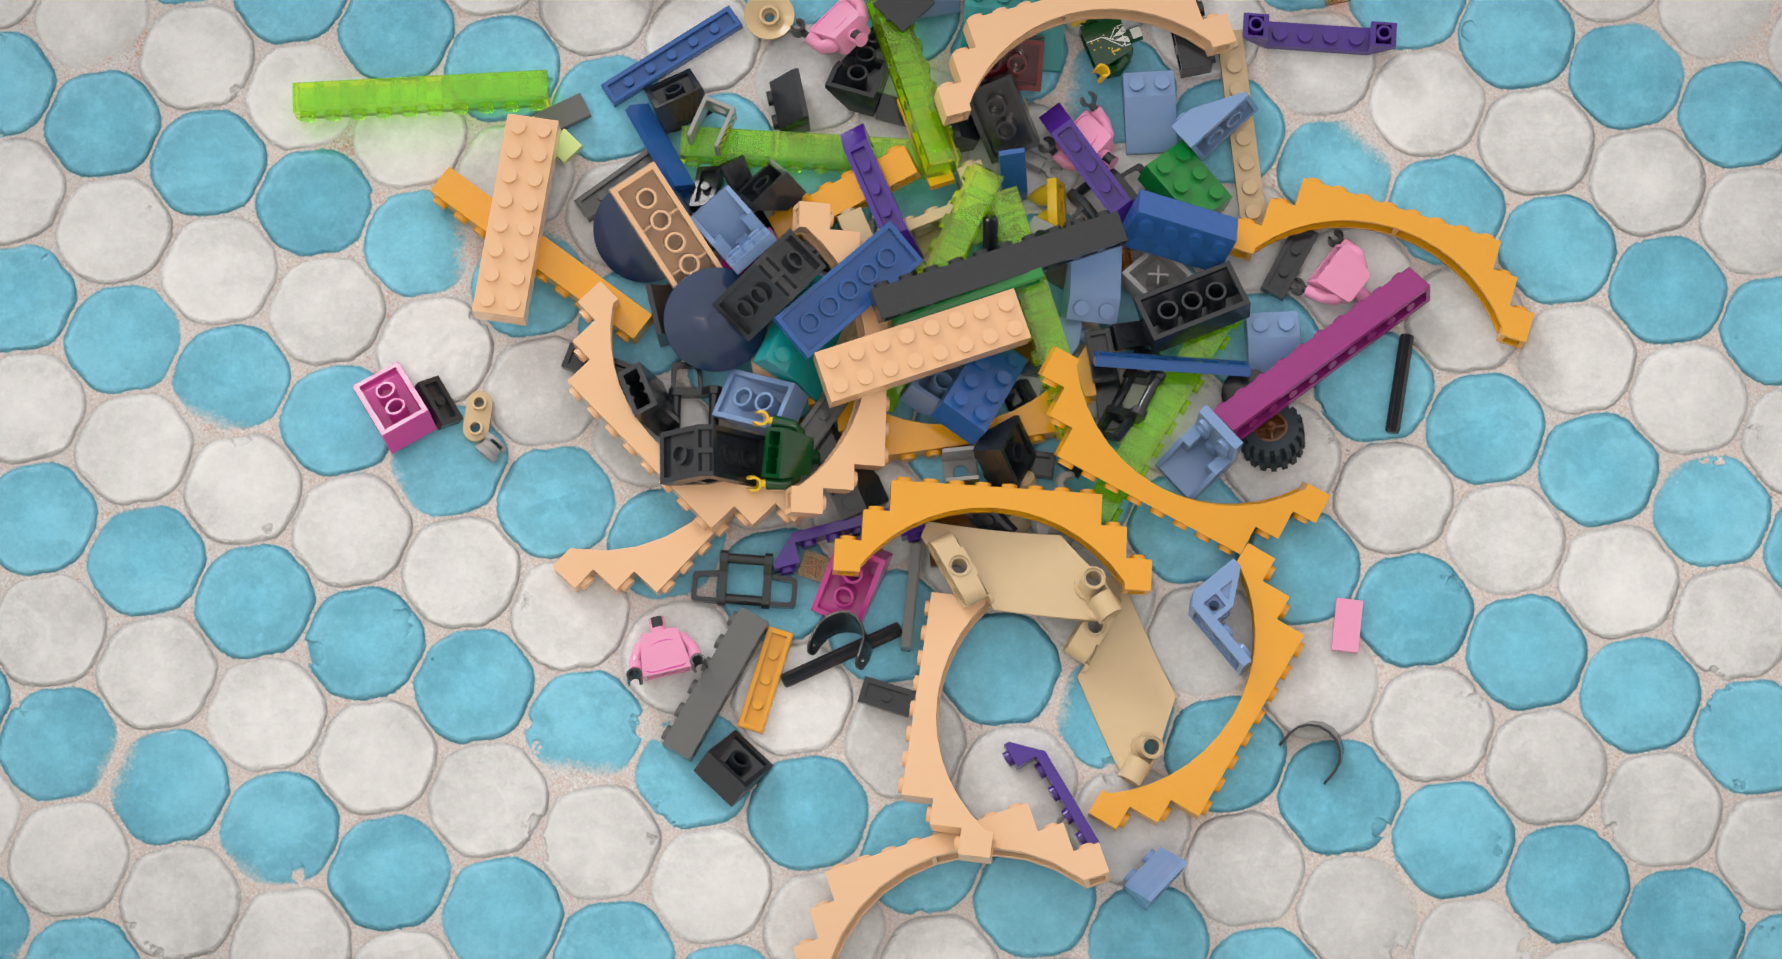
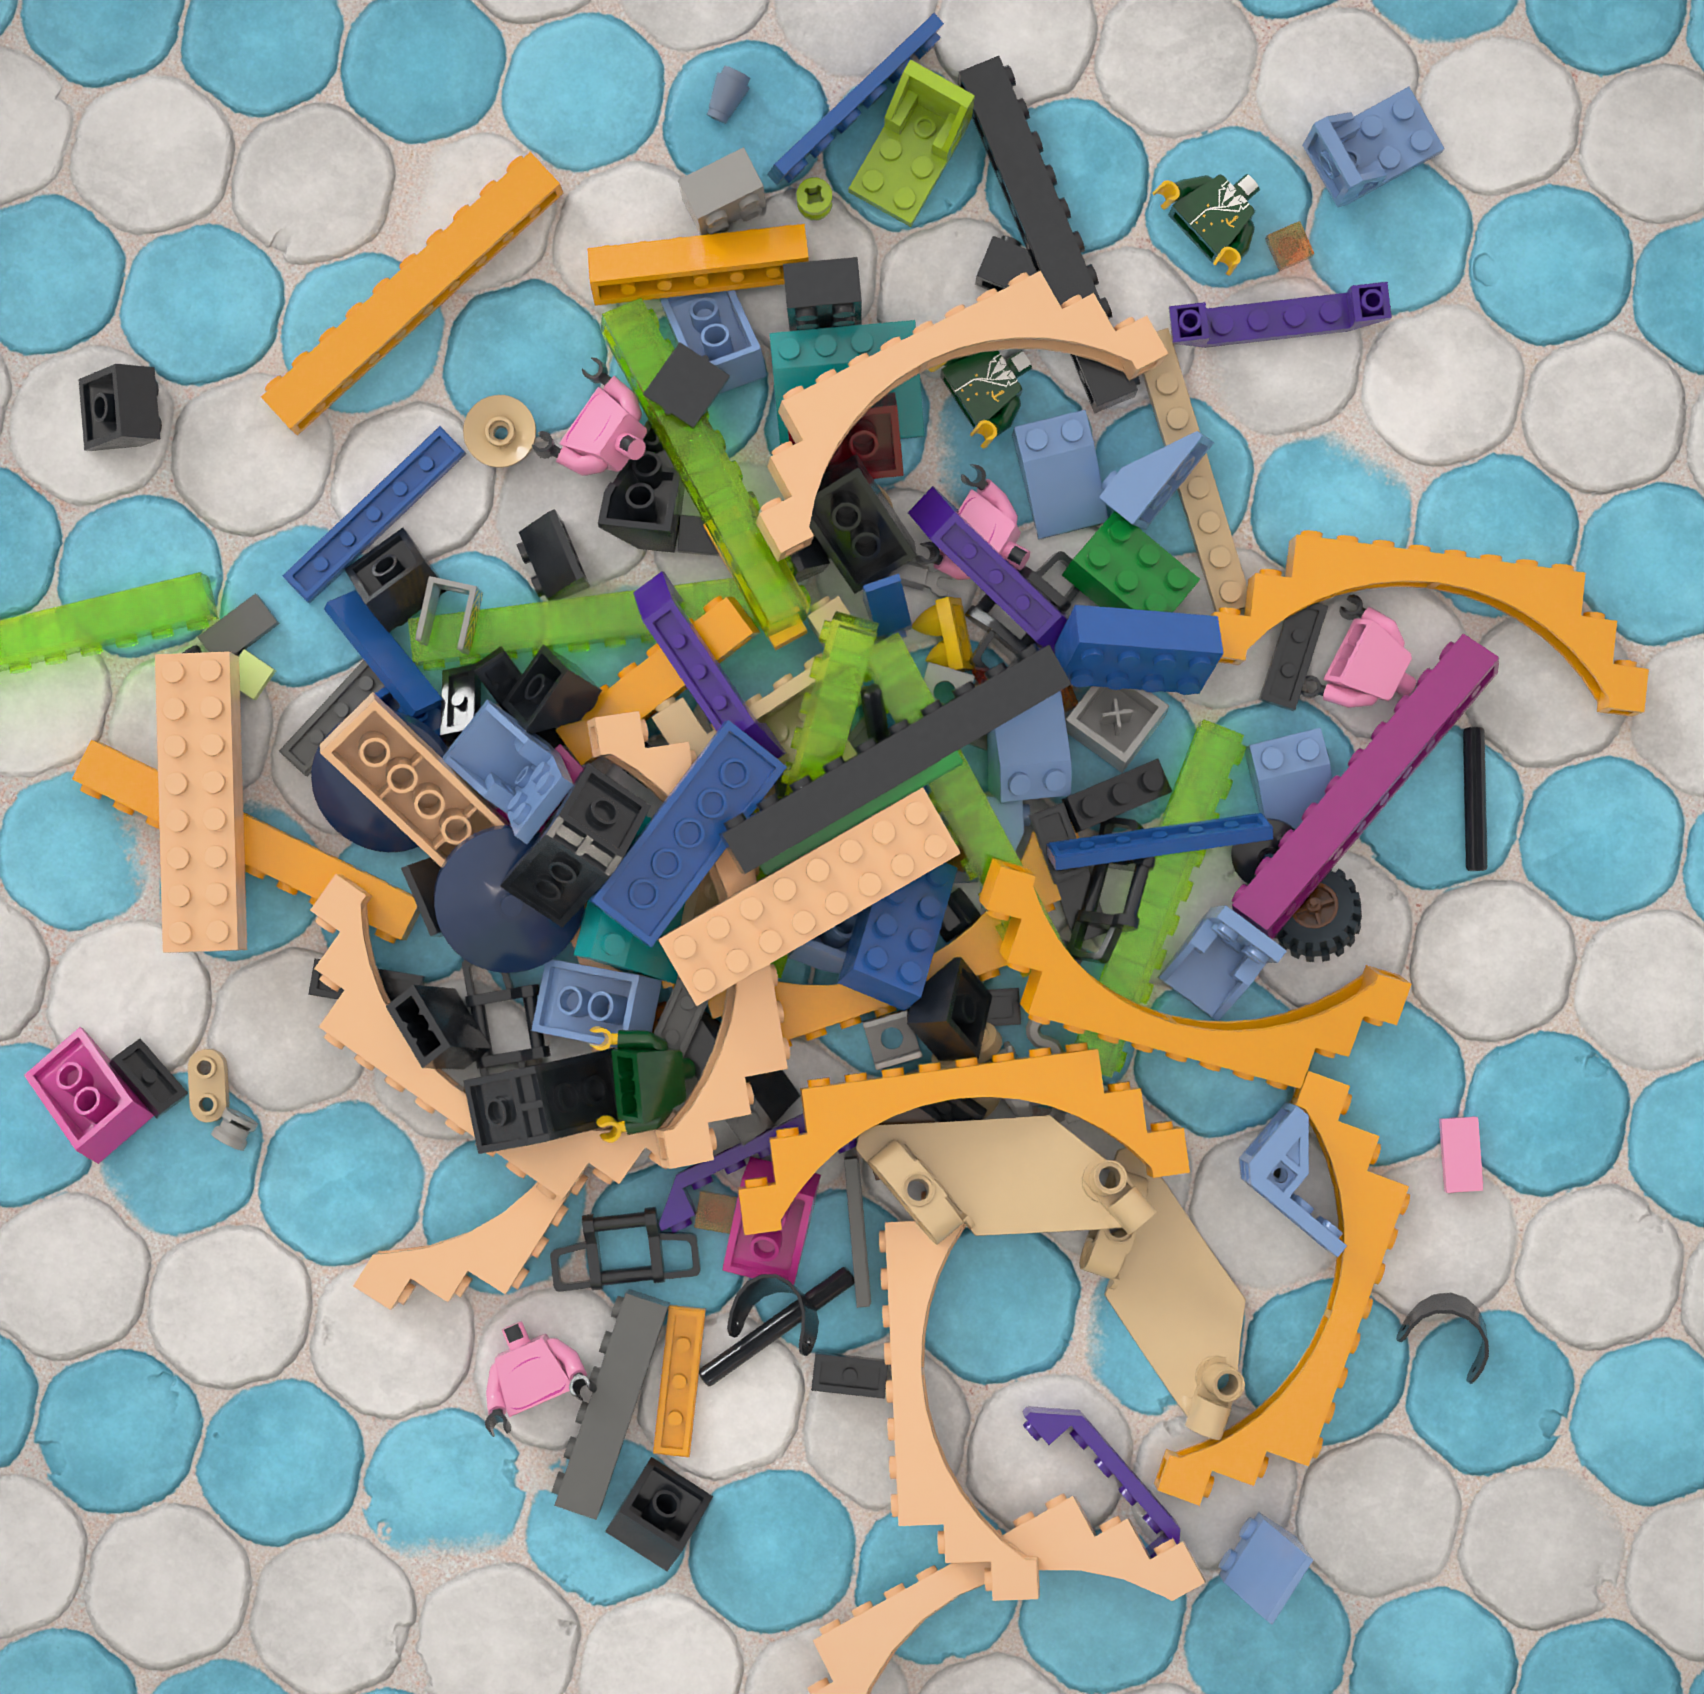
camera: 10 degrees left, 10 degrees up
(1192, 307) = (1174, 754): black slope -> none

